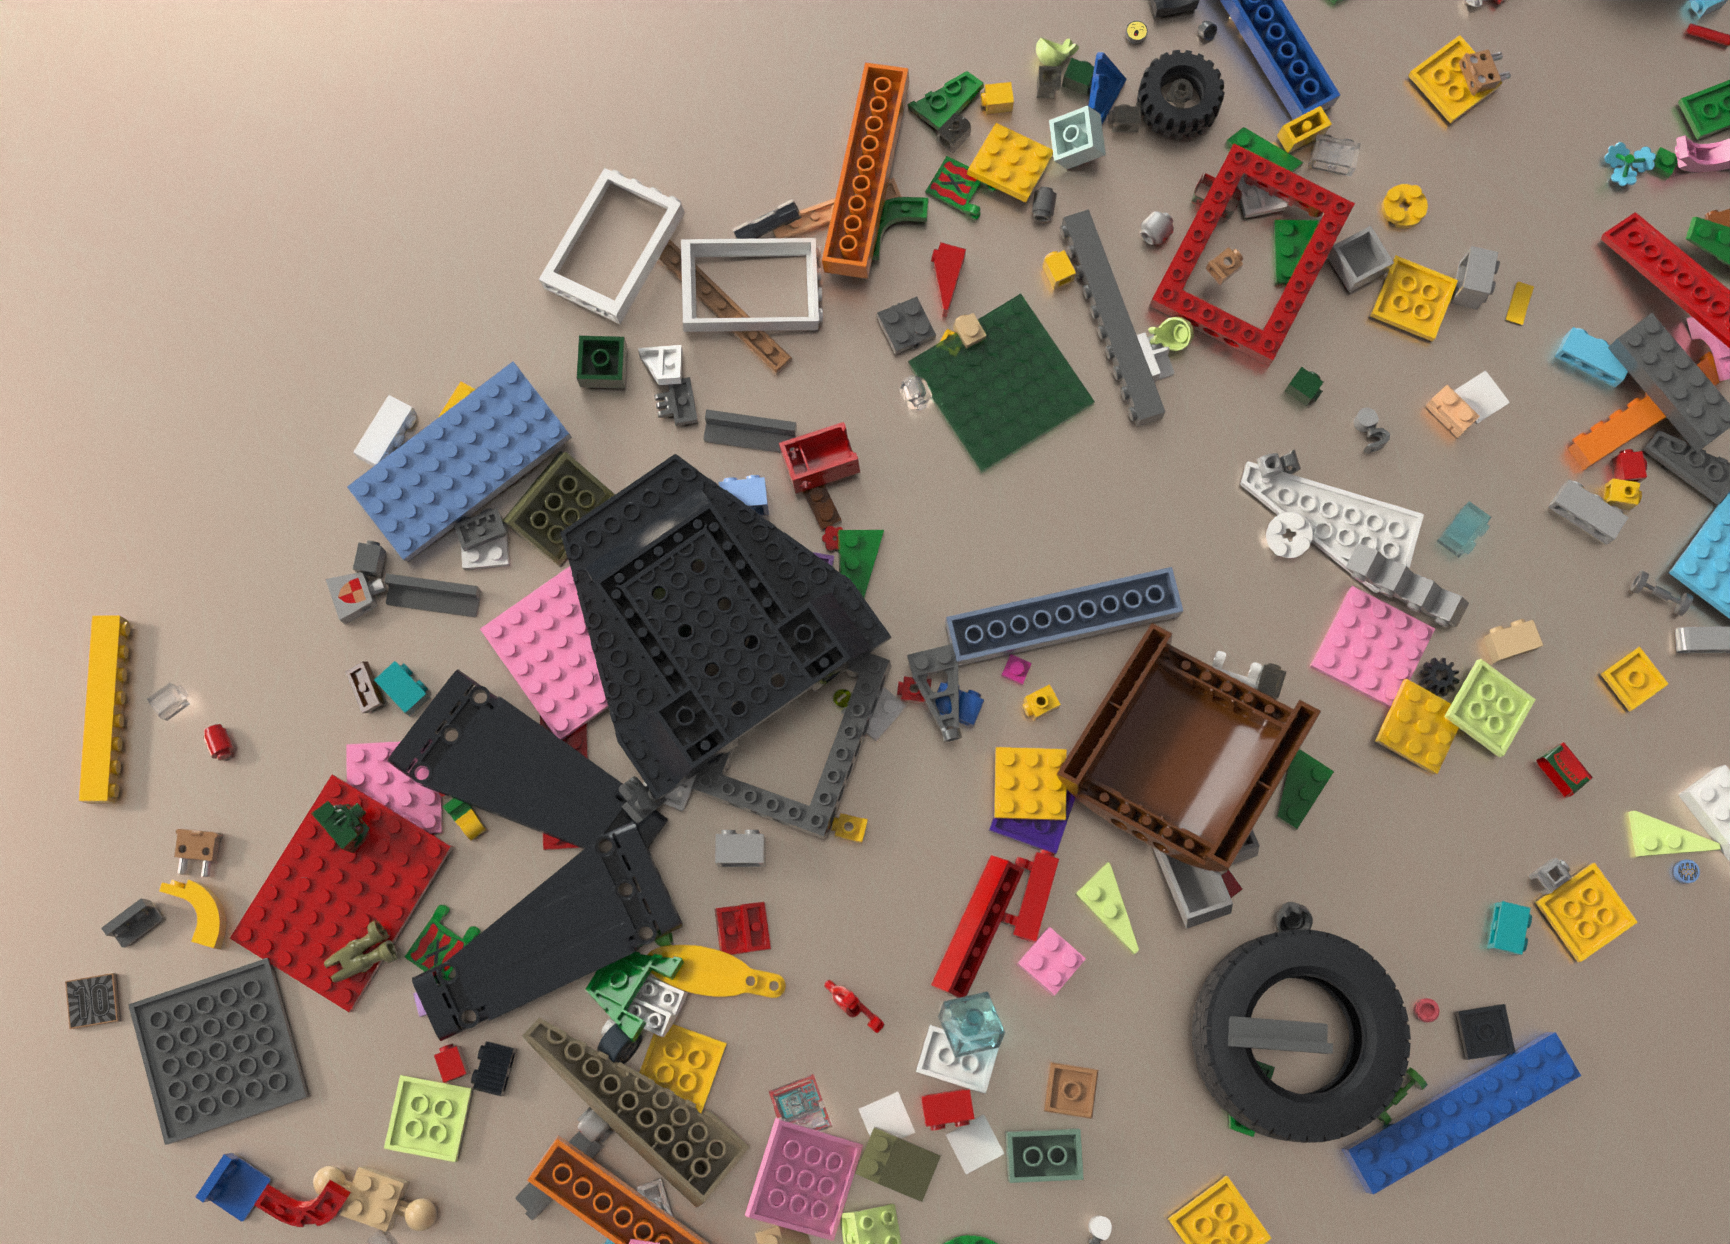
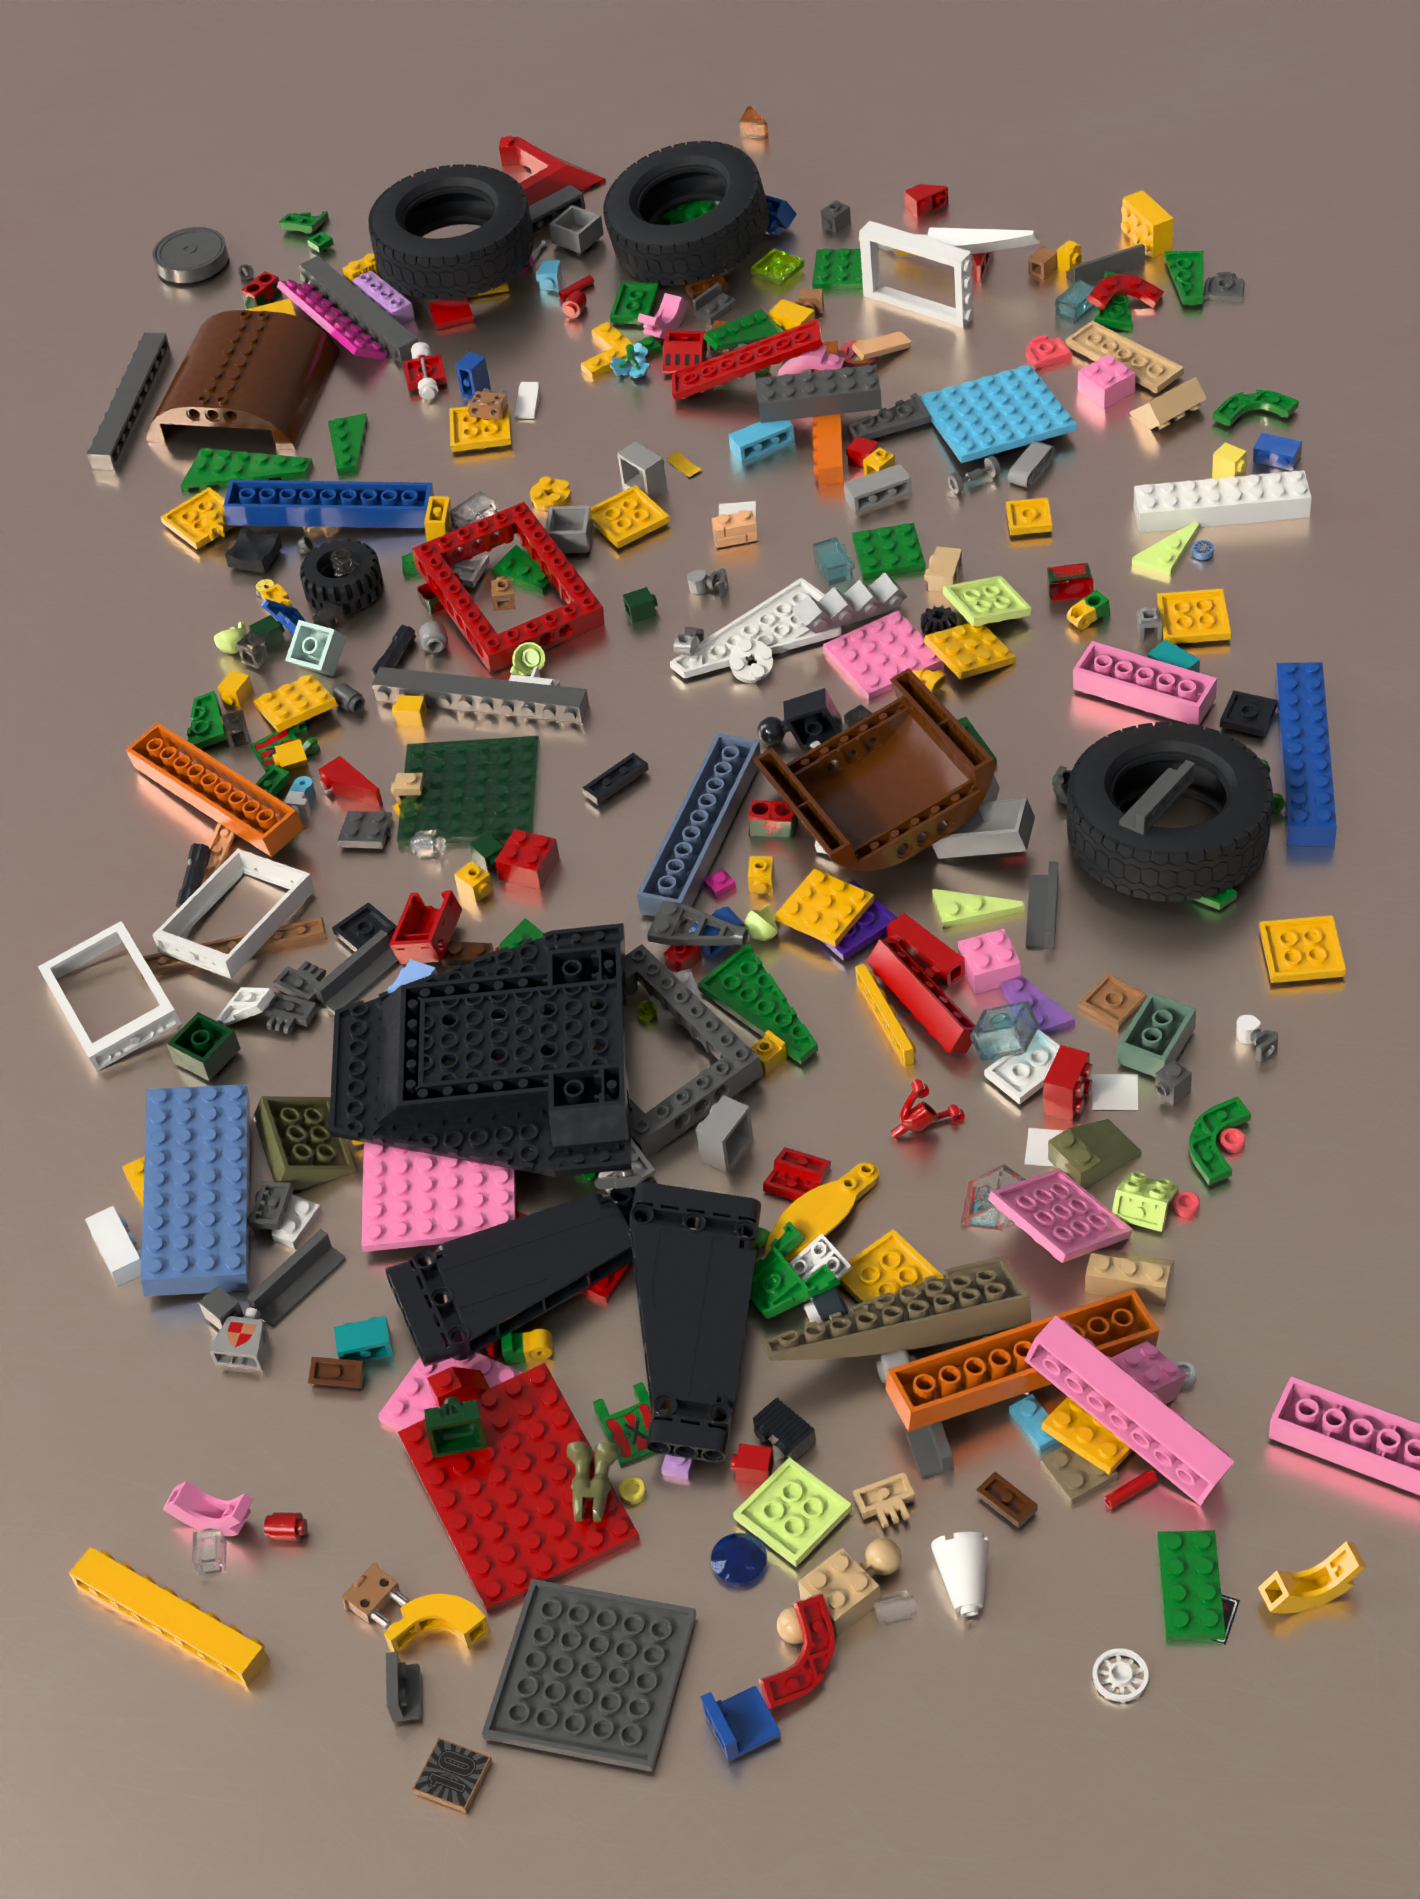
camera: 50 degrees left, 30 degrees down
(198, 678) = (205, 1511): none -> bright pink arch
(370, 1100) = (738, 1558): none -> clear blue dish
(386, 981) = (632, 1490): none -> light yellow tile
(391, 796) = (456, 1383): none -> red slope
(476, 1184) = (885, 1499): none -> tan hinge
(715, 390) = (300, 982): none -> dark grey hinge
(798, 402) = (362, 926): none -> black plate
(896, 460) = (473, 881): none -> yellow brick
(905, 775) = (756, 1000): none -> green wing
(907, 244) = (300, 796): none -> leg
(936, 451) = (485, 851): none -> dark green brick
(945, 204) = (290, 755): none -> yellow brick
(945, 489) = (527, 859): none -> red brick
(946, 904) = (885, 1014): none -> yellow plate
(985, 738) = (761, 924): none -> yellowish green piece
(1002, 1194) = (1173, 1082): none -> dark grey brick
(1026, 1025) = (1047, 1012): none -> medium lavender wing
(1082, 503) = (615, 778): none -> black plate
(1098, 669) = (763, 826): none -> red piece
(1127, 51) = (277, 594): none -> yellow plate
(1137, 202) = (400, 643): none -> black axle
(1142, 970) = (1042, 909): none -> dark grey panel
(1234, 633) = (807, 717): none -> black brick
(1352, 696) = (933, 679): none -> yellow arm
(1464, 917) = (1144, 683): none -> bright pink brick
(1512, 29) = (472, 374): none -> blue brick
(1512, 571) = (888, 551): none -> green plate
(1518, 99) = (528, 400): none -> white slope
(1535, 809) = (1089, 610): none -> leg
(1650, 131) = (616, 345): none -> yellow plate
(1669, 205) = (683, 350): none -> red slope
(1681, 51) = (574, 304): none -> red brick

